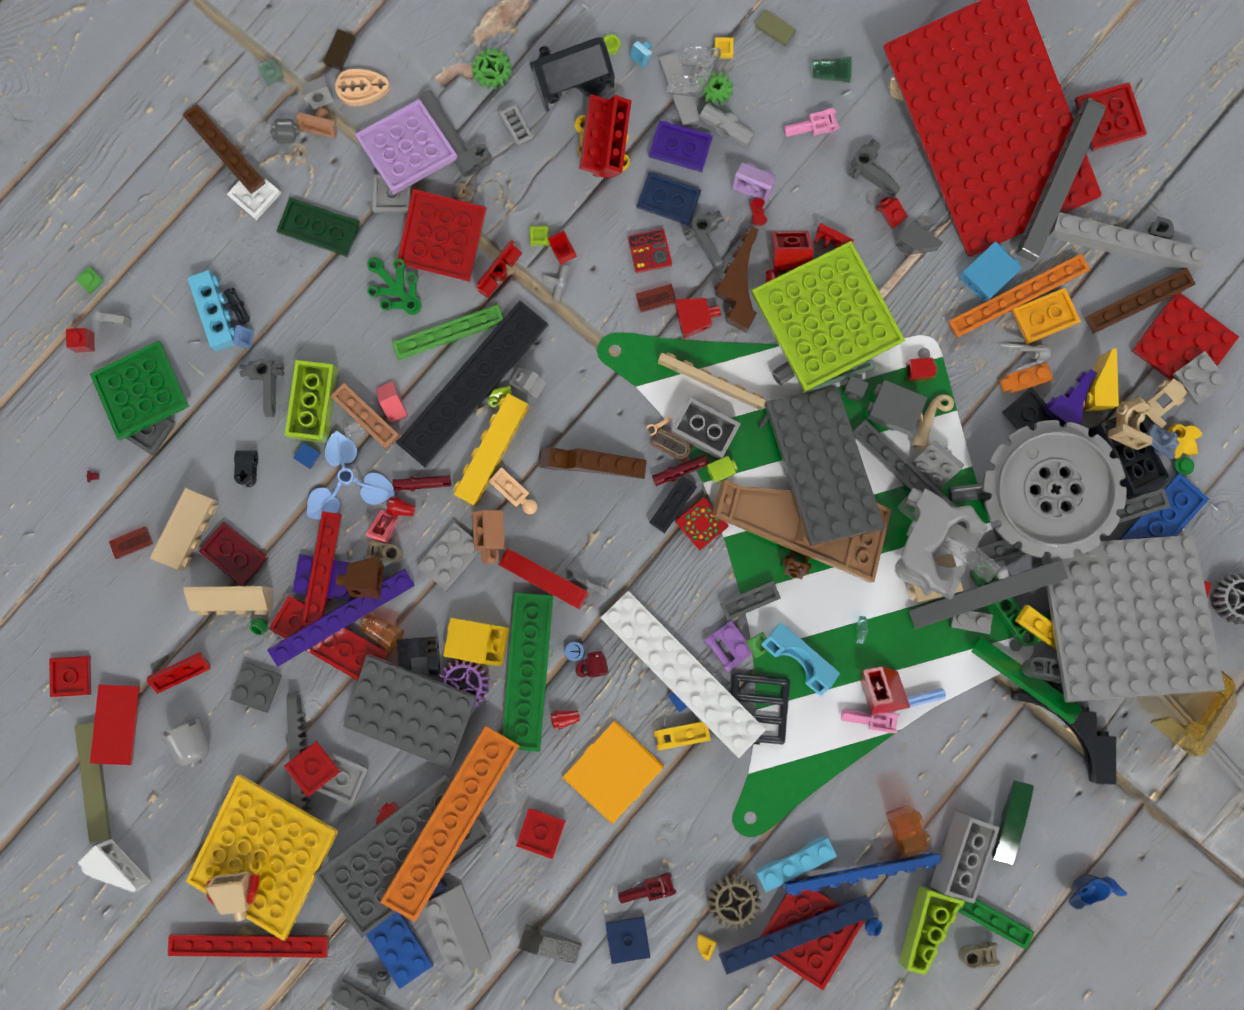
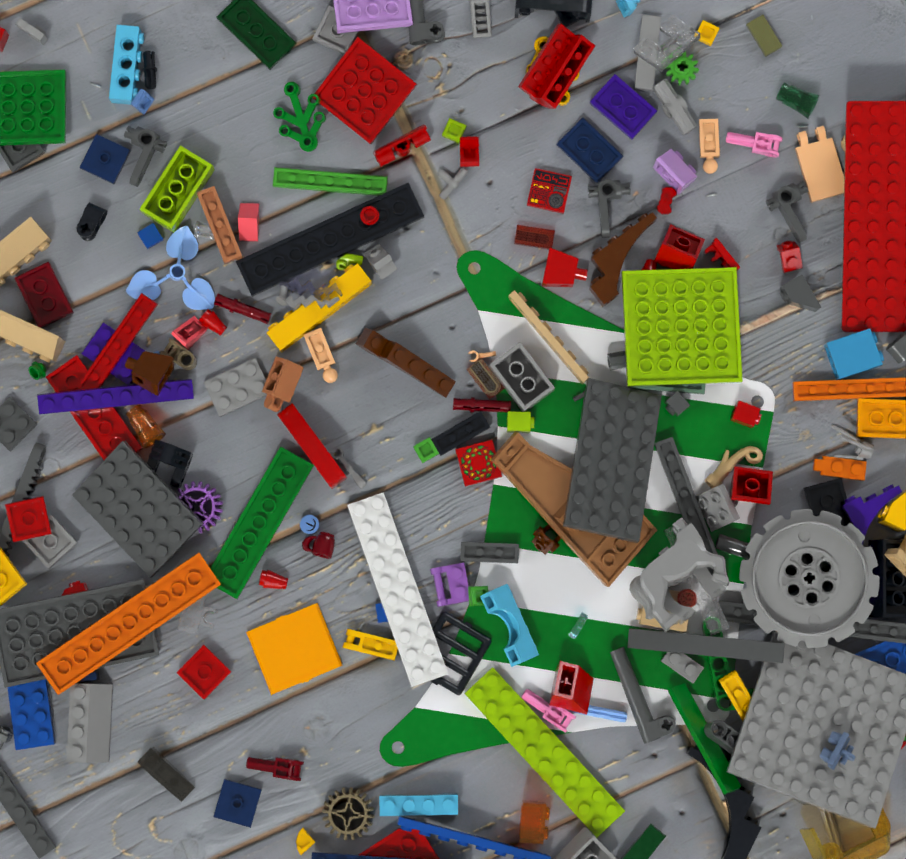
camera: 25 degrees right, 0 degrees up
(233, 405) = (105, 159): none -> dark blue plate
(476, 642) = (225, 474): yellow slope -> none
(482, 438) = (315, 294): none -> piece
(498, 345) = (369, 215): none -> red plate
(648, 534) = (426, 450): none -> bright green plate
(772, 144) = (709, 144): none -> light nougat plate
(879, 119) = (820, 166): none -> light nougat tile
(886, 759) = (544, 752): none -> lime plate
(895, 407) = (704, 438): dark grey brick -> none
(950, 559) = (687, 598): none -> clear red tile
(959, 430) = (751, 485): none -> red slope
(971, 693) = (648, 728): none -> dark grey axle
(1157, 644) = (833, 757): none -> sand blue hips

